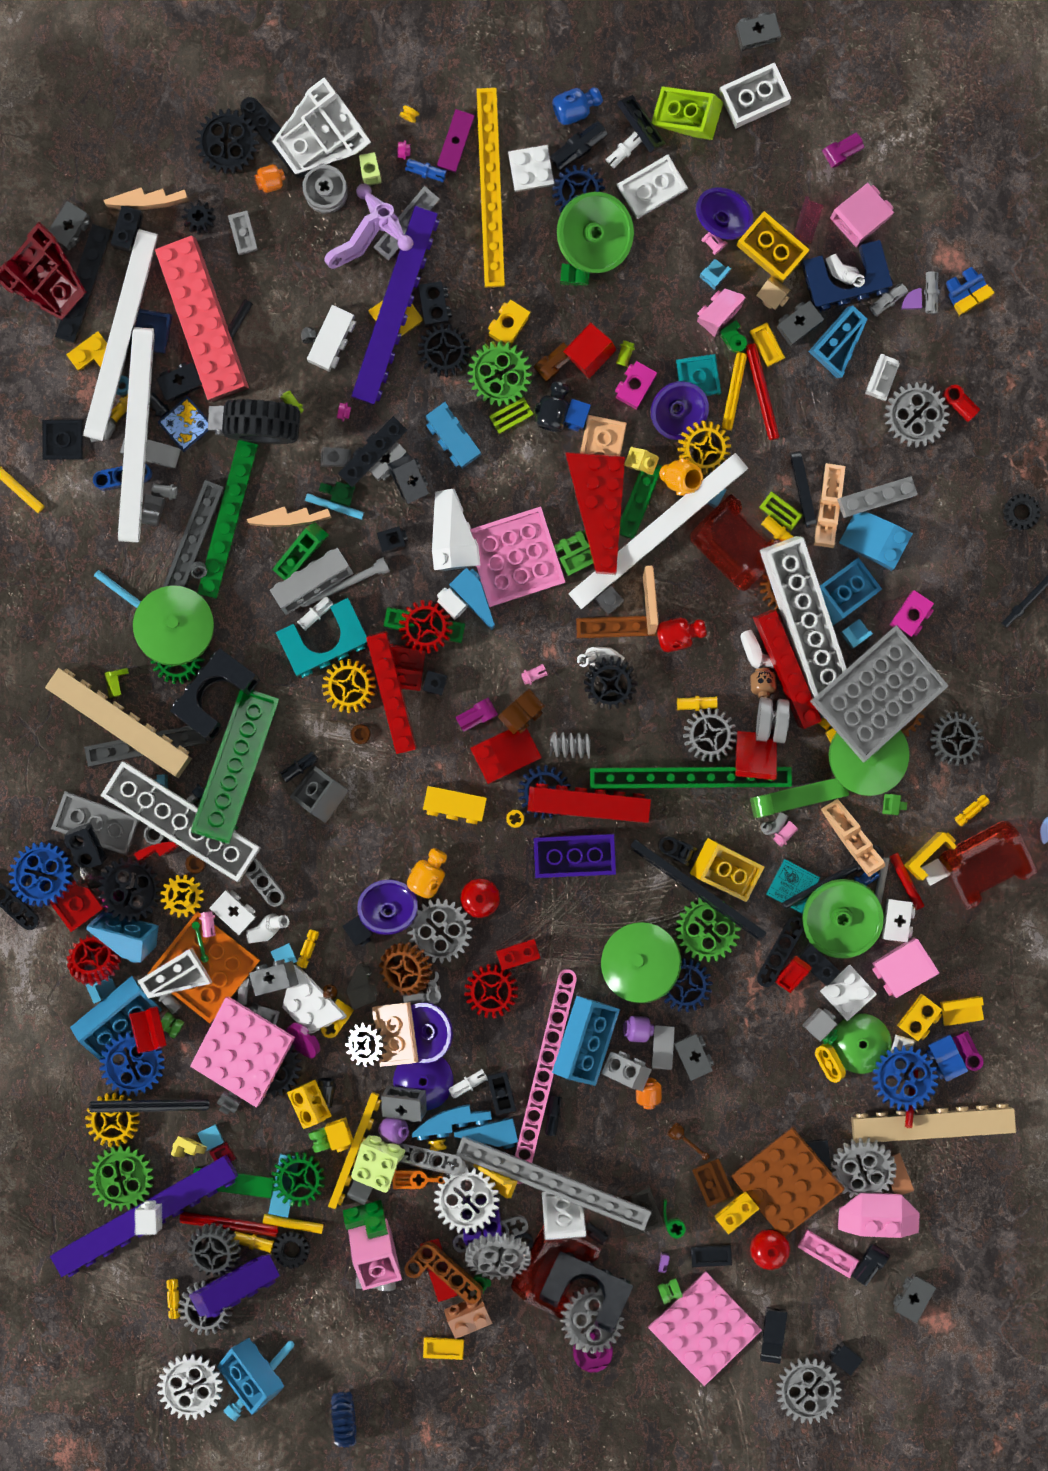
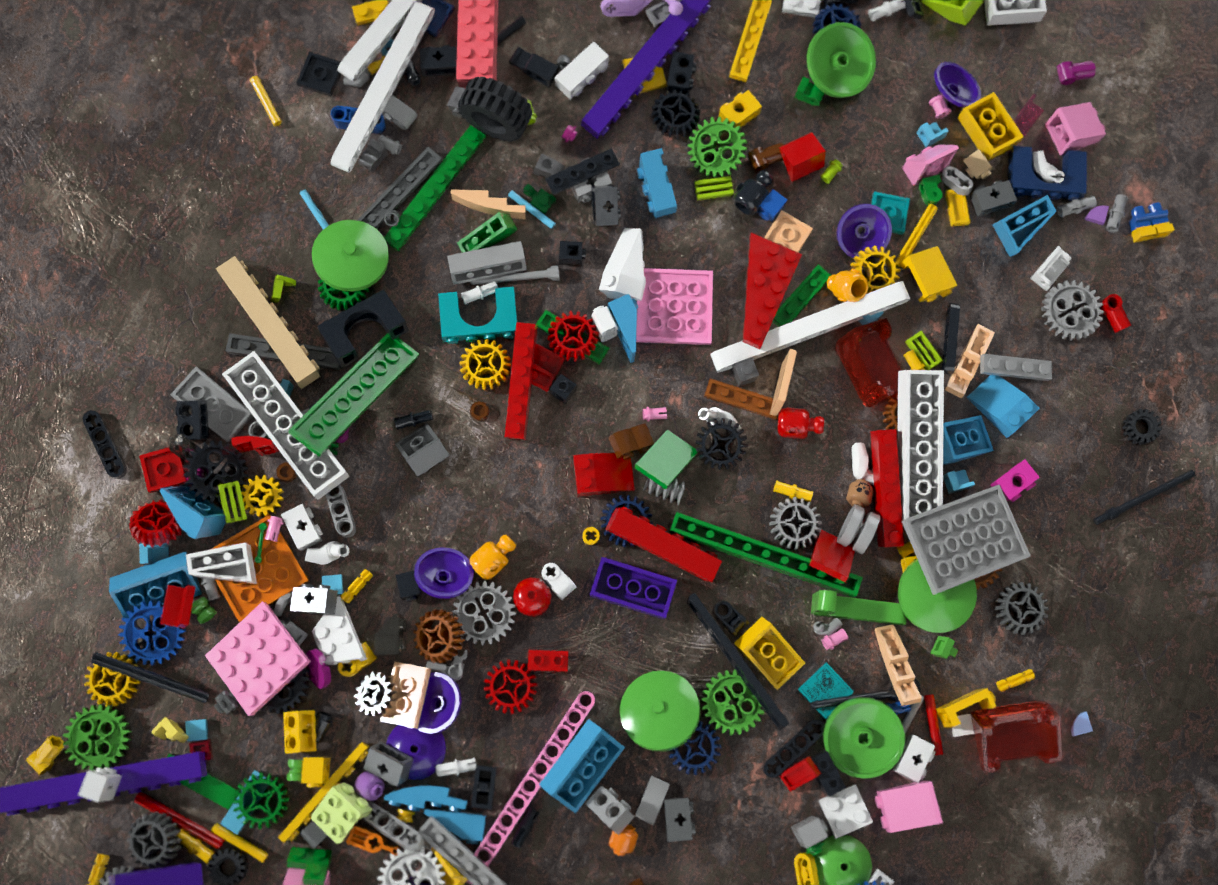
camera: 10 degrees right, 10 degrees down
(35, 891) = (154, 416): blue gear -> none
(79, 1213) = (43, 758): none -> yellow piece
(164, 909) = (239, 499): none -> lime tile
(185, 424) = (429, 97): tile -> none
(279, 351) = (535, 66): none -> black piece
(333, 992) = (363, 634): reddish brown hinge -> none
(454, 804) = (540, 502): yellow brick -> none
(479, 713) = (595, 429): magenta piece -> none
(501, 876) = (560, 583): none -> white piece
(562, 718) = (666, 459): none -> tile
(577, 559) = (729, 327): bright green plate -> none
(631, 396) = (824, 207): dark pink brick -> none
(638, 1029) = (635, 773): medium lavender head -> none
(641, 460) = (815, 262): light yellow bracket -> none
(652, 186) = (901, 46): white tile -> none
(757, 317) = (957, 181): none -> light grey beam
(761, 430) = (930, 273): none -> yellow panel
(762, 391) = (941, 228): red axle -> none
(915, 1014) = (903, 855): yellow brick -> none
(962, 1010) = (948, 869): yellow panel -> none

